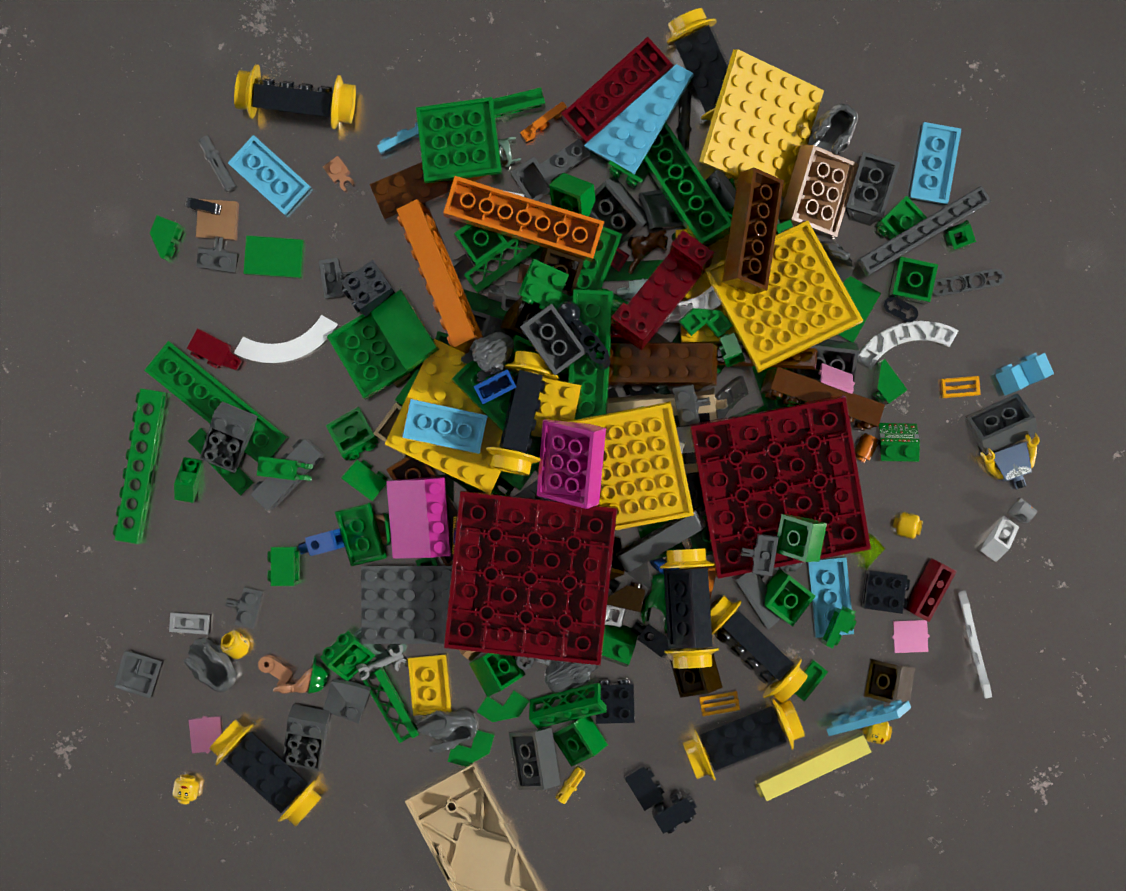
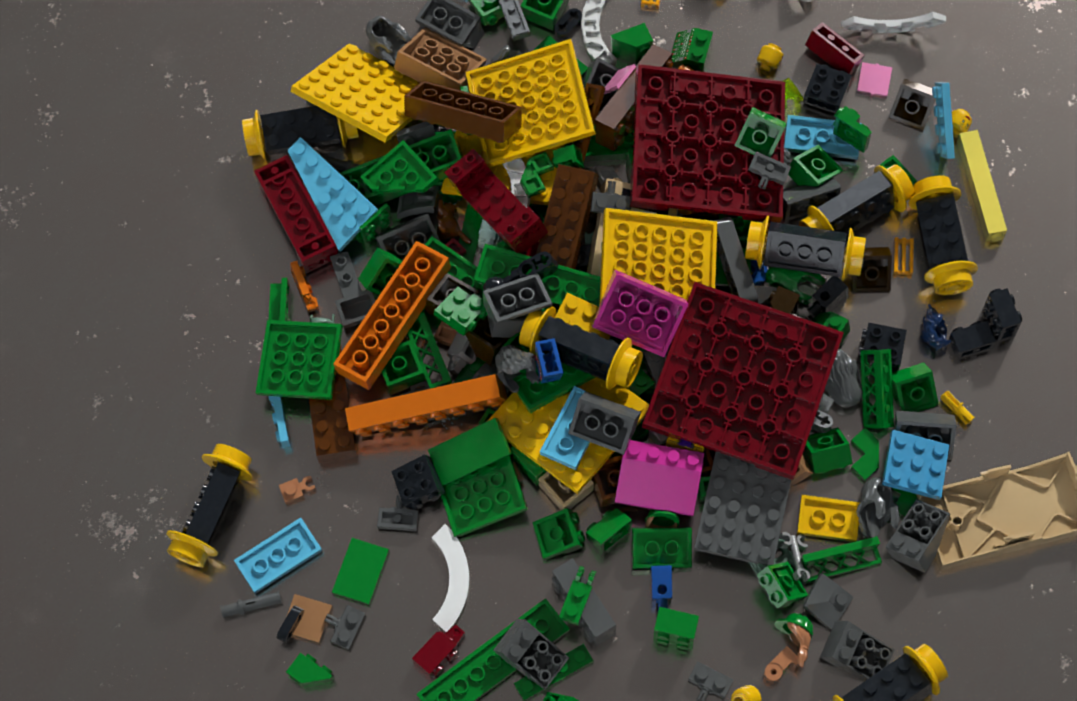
camera: 75 degrees left, 20 degrees down
(428, 774) = (918, 536): none -> dark grey slope
(452, 454) = (604, 422): none -> dark grey slope
(496, 757) = (915, 464): none -> dark azure plate
(645, 749) = (934, 329): none -> dark blue hair
(674, 185) = (400, 172): none -> green plate

